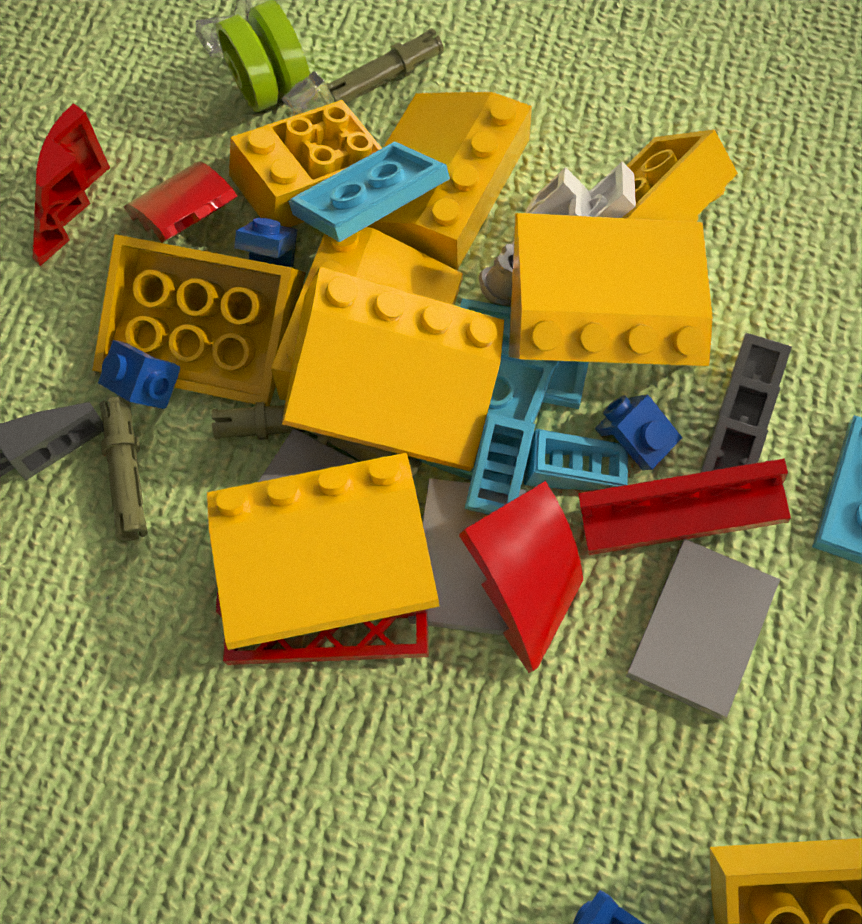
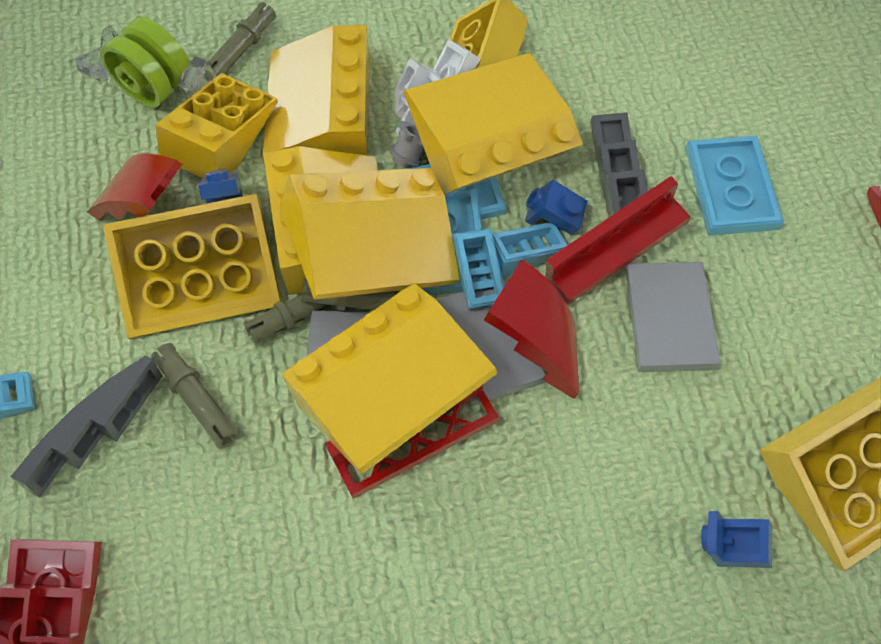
camera: 30 degrees left, 5 degrees down
(64, 170) = (34, 203): red slope -> none
(138, 375) = (170, 323): blue bracket -> none
(368, 190) = (280, 122): medium azure tile -> none

